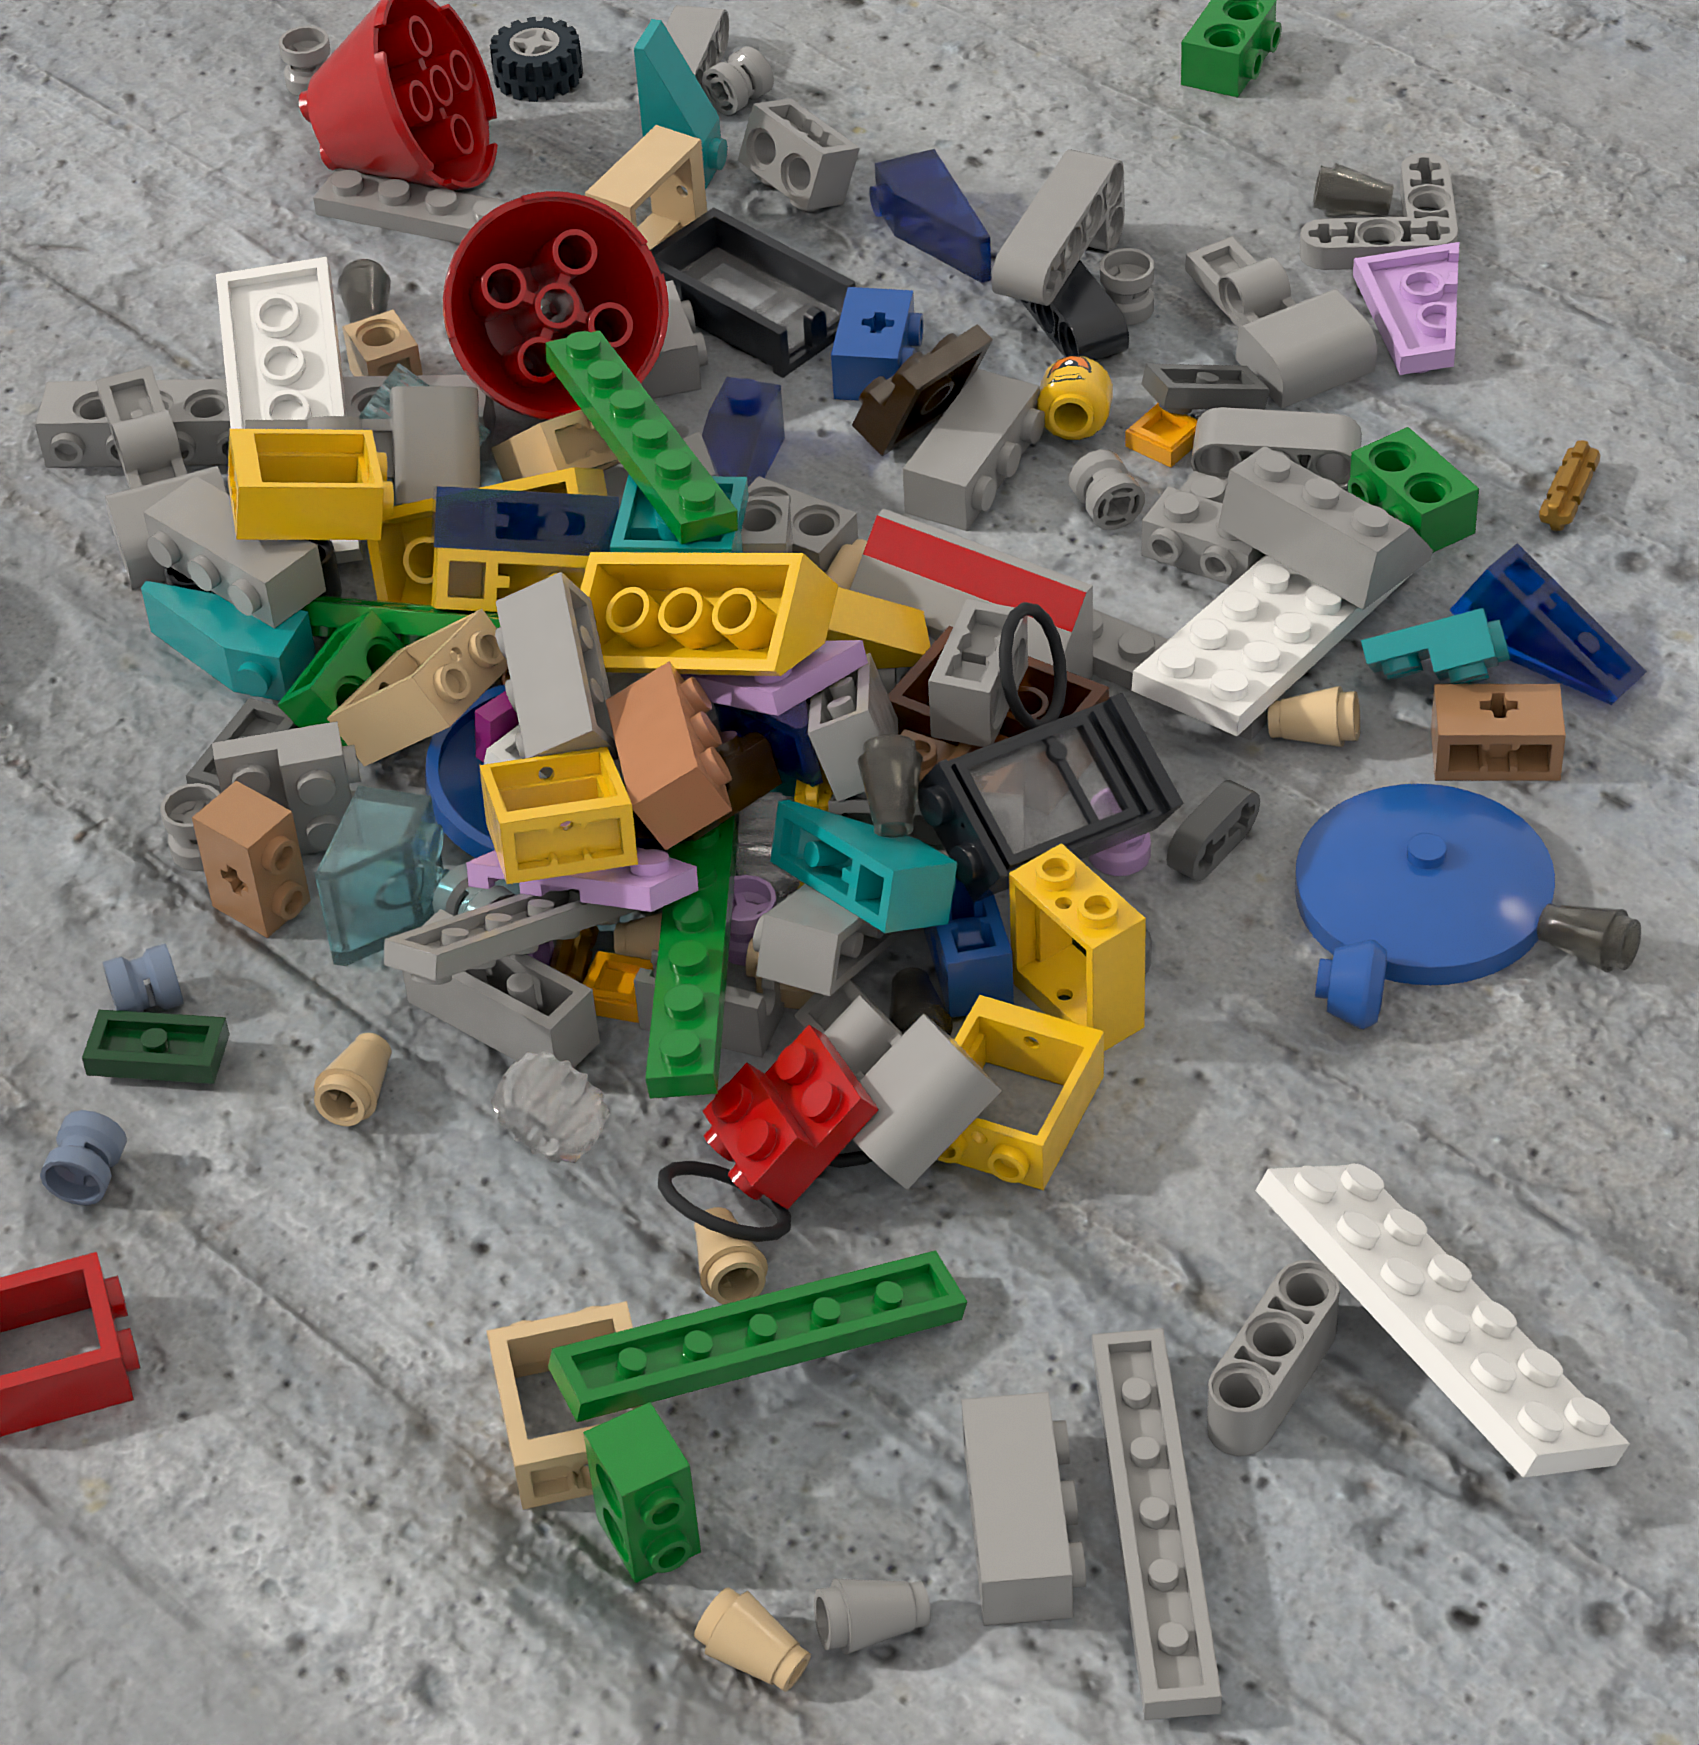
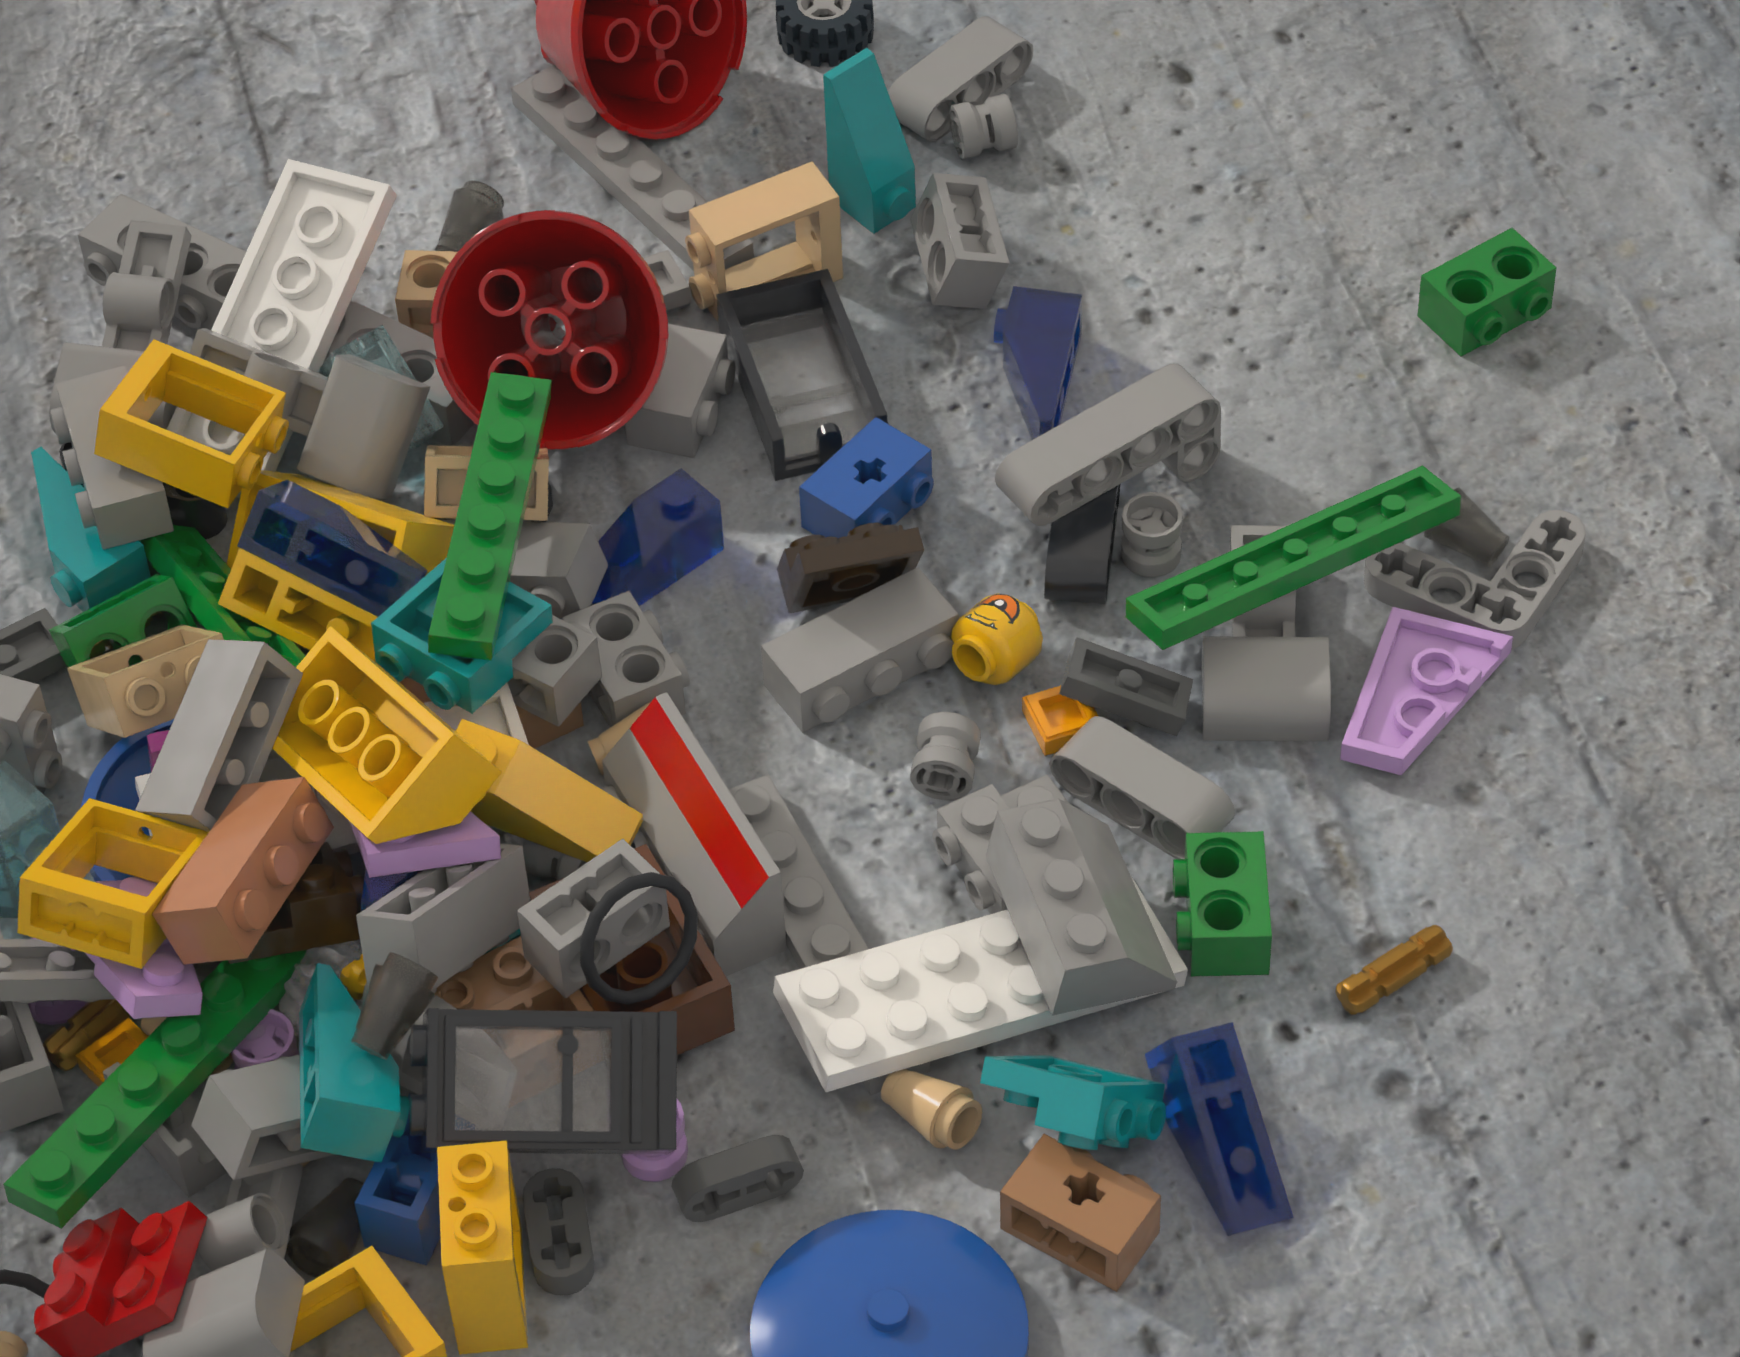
camera: 30 degrees right, 5 degrees up
(1269, 242) = (1292, 557): none -> green plate

